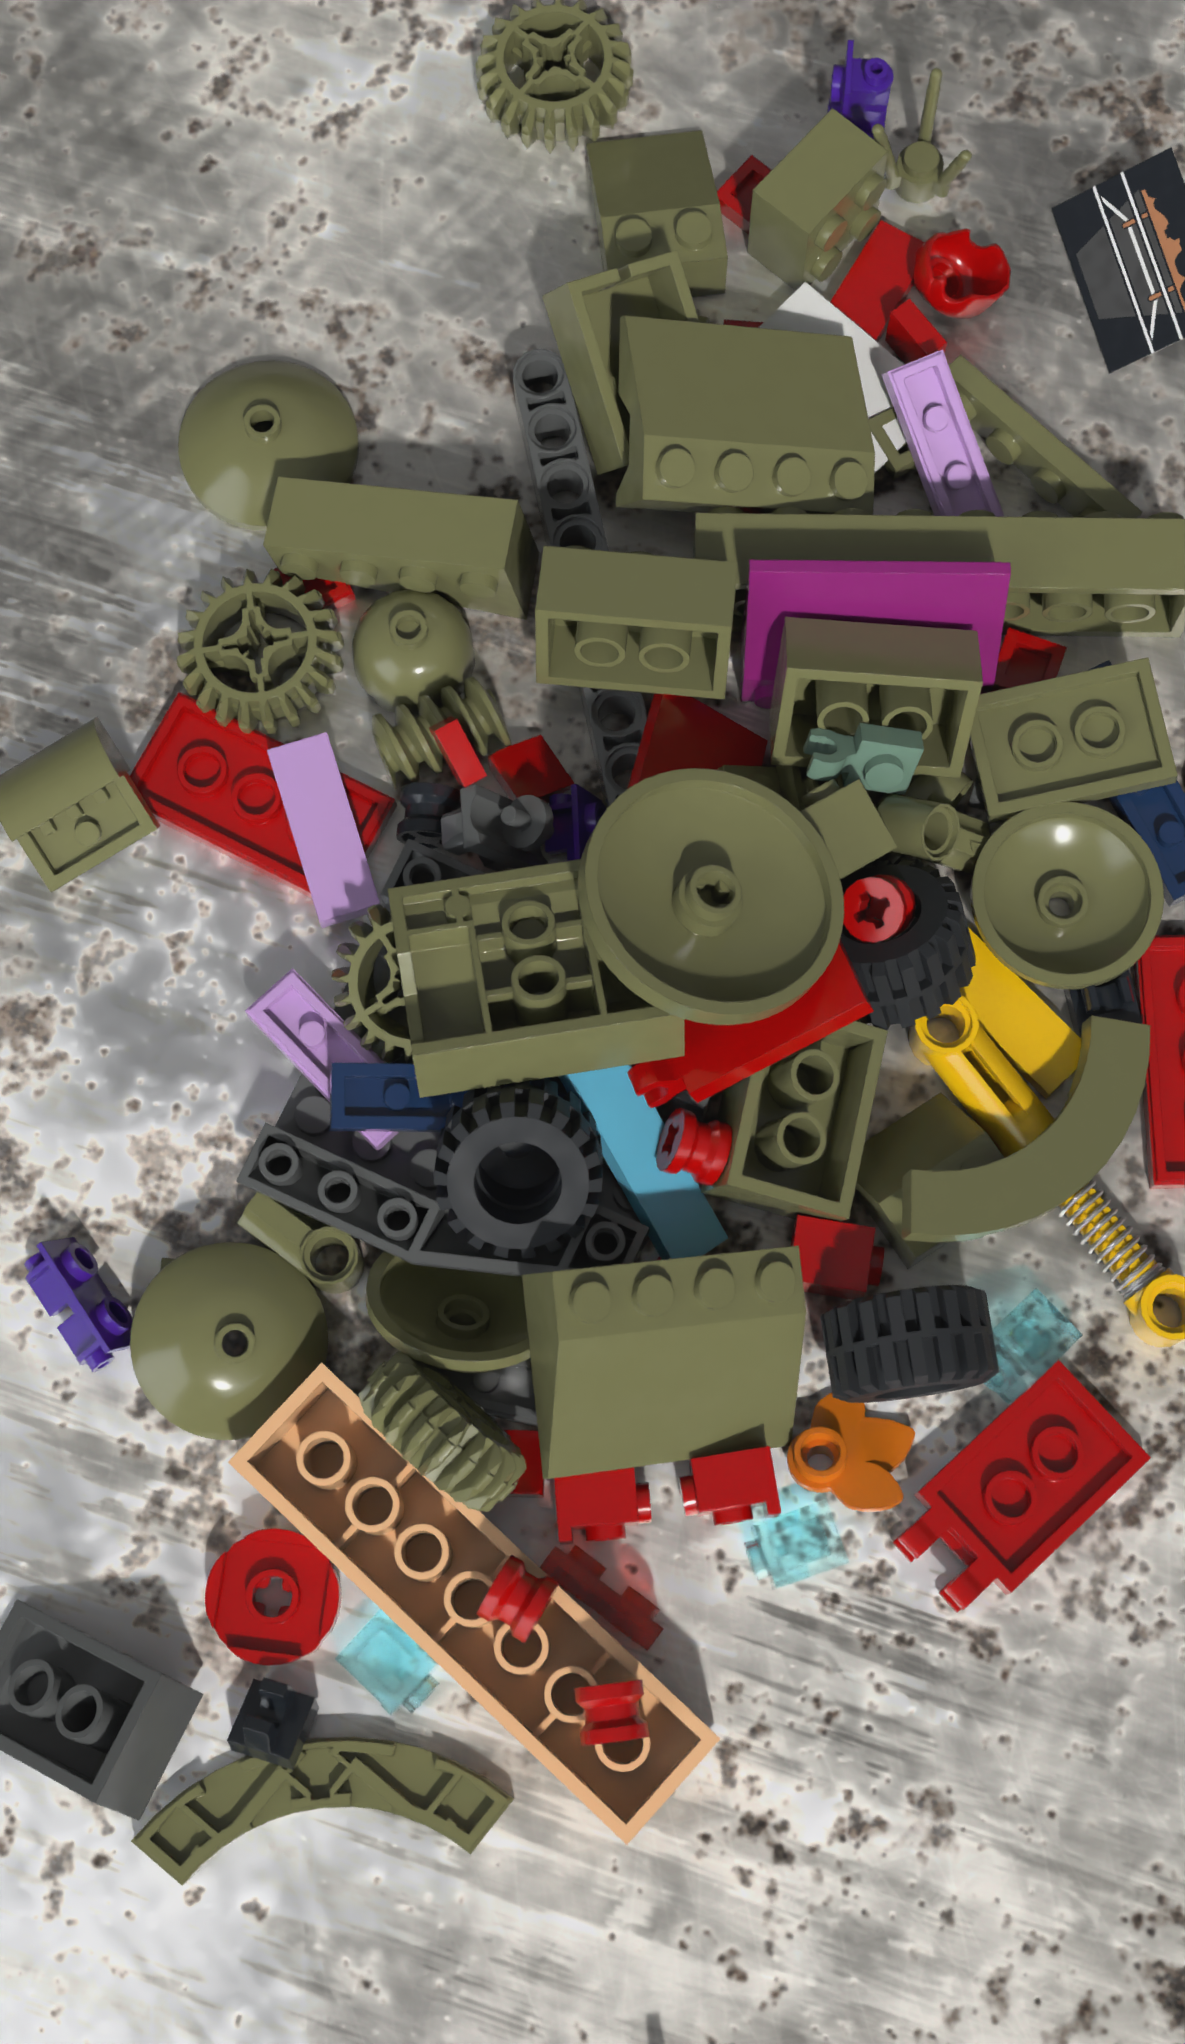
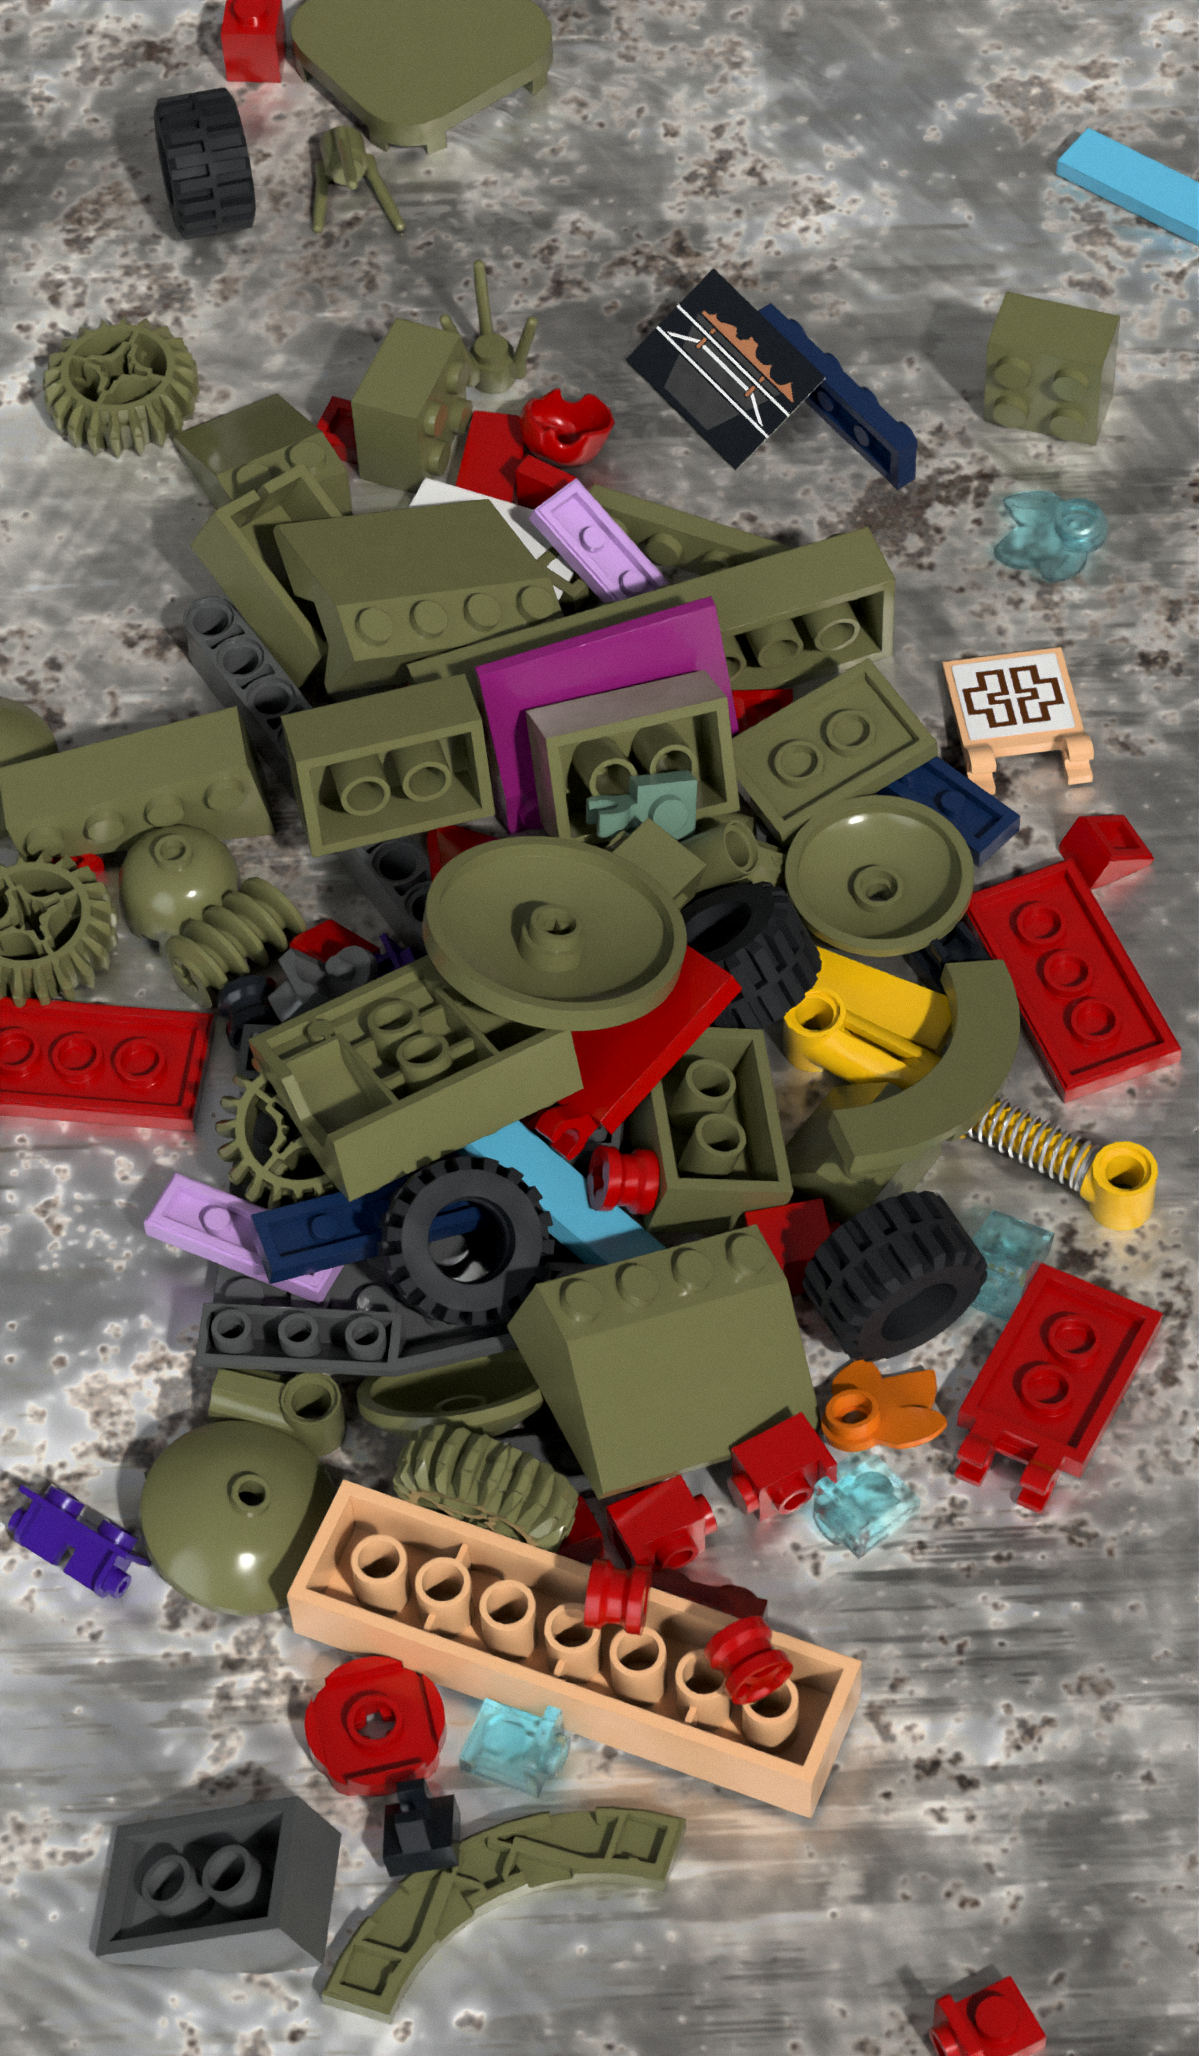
camera: 20 degrees left, 20 degrees down
(323, 829) = (155, 1054): lavender tile -> none
(457, 751) = (262, 930): red tile -> none
(861, 90) = (413, 297): dark purple hinge -> none
(890, 901) = (716, 927): red wheel -> none

